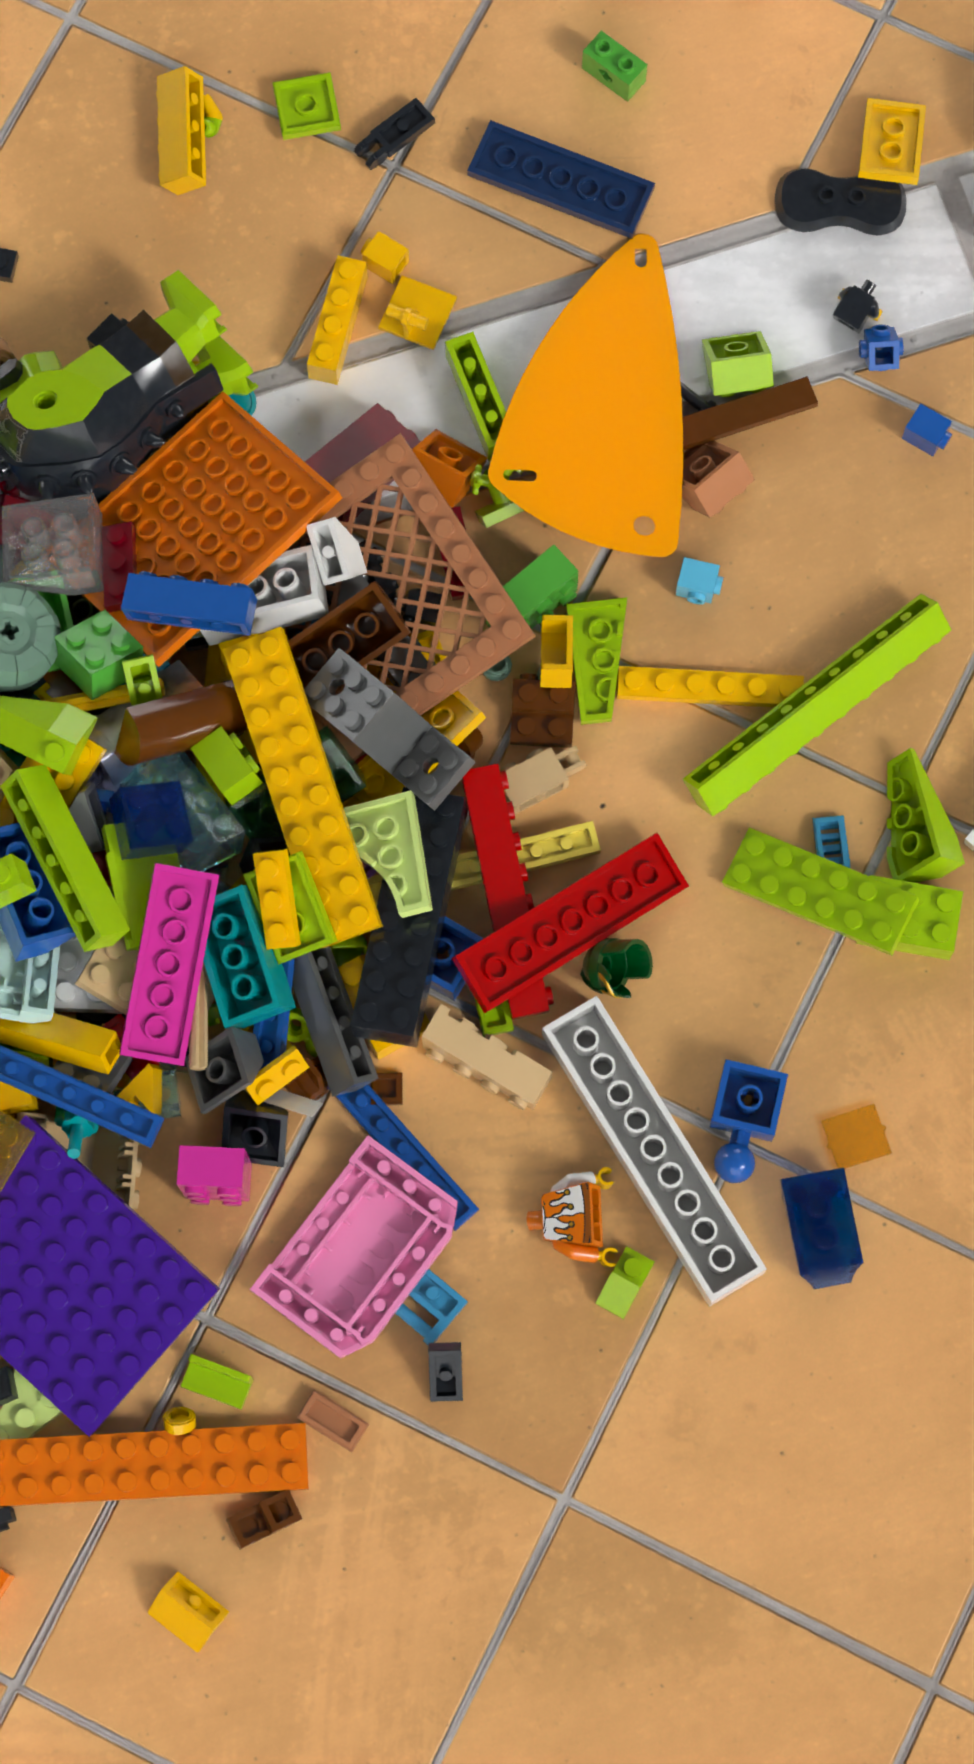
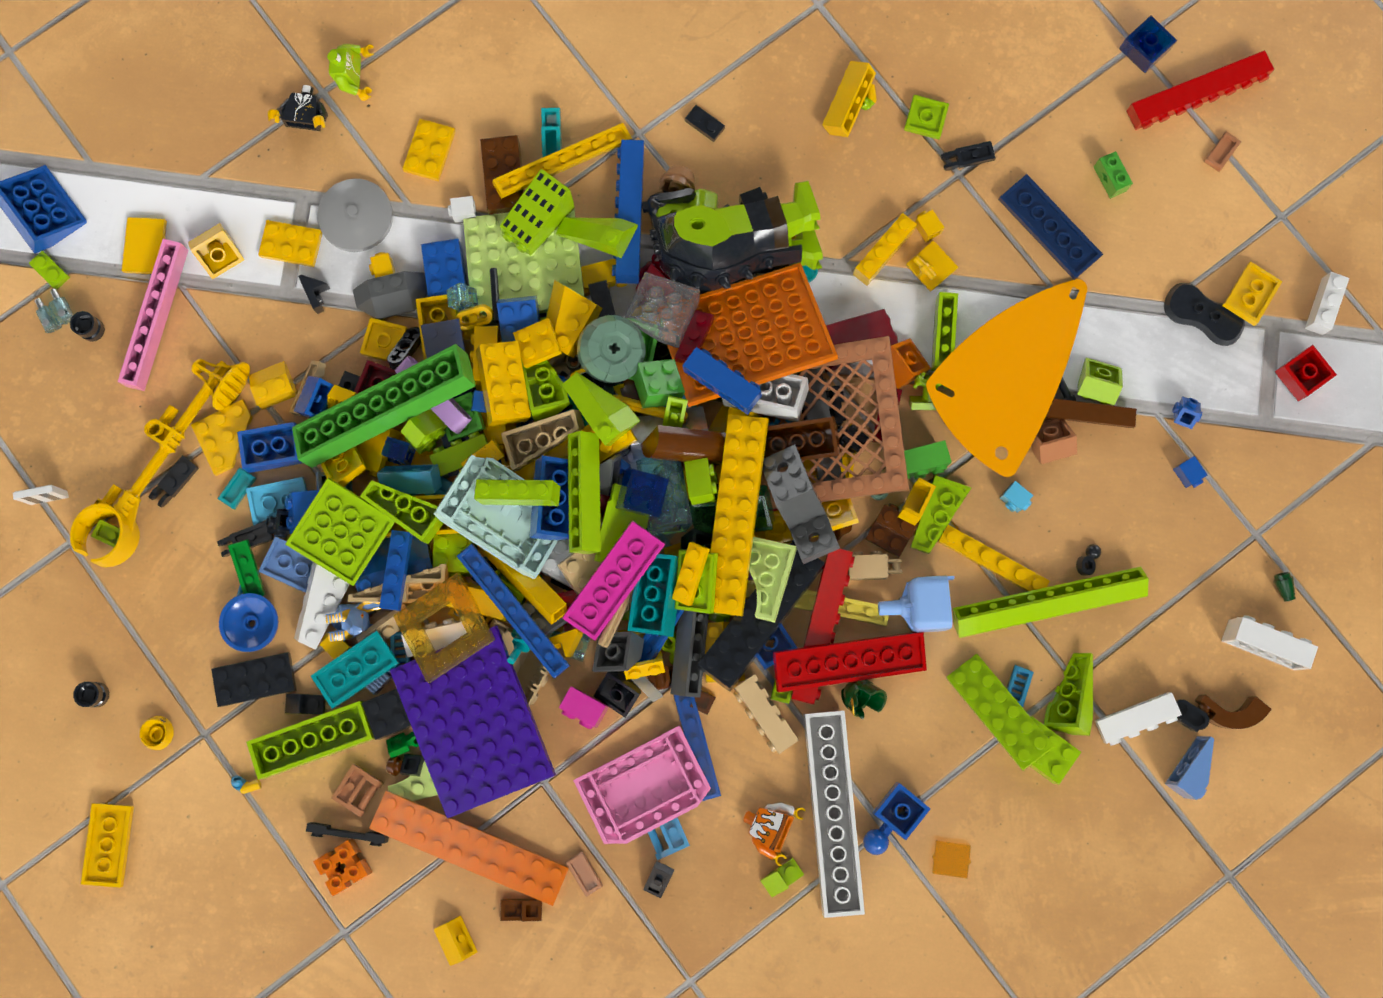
camera: 25 degrees right, 5 degrees up
(179, 1420) = (500, 833): yellow tile -> none
(217, 1382) = (531, 820): lime panel -> none
(335, 551) = (819, 388): white slope -> none
(637, 791) = (923, 604): none -> light blue piece
(822, 1227) = (908, 902): clear blue slope -> none
(844, 627) = (1086, 564): none -> black plate
(857, 306) = (1185, 380): black piece -> none

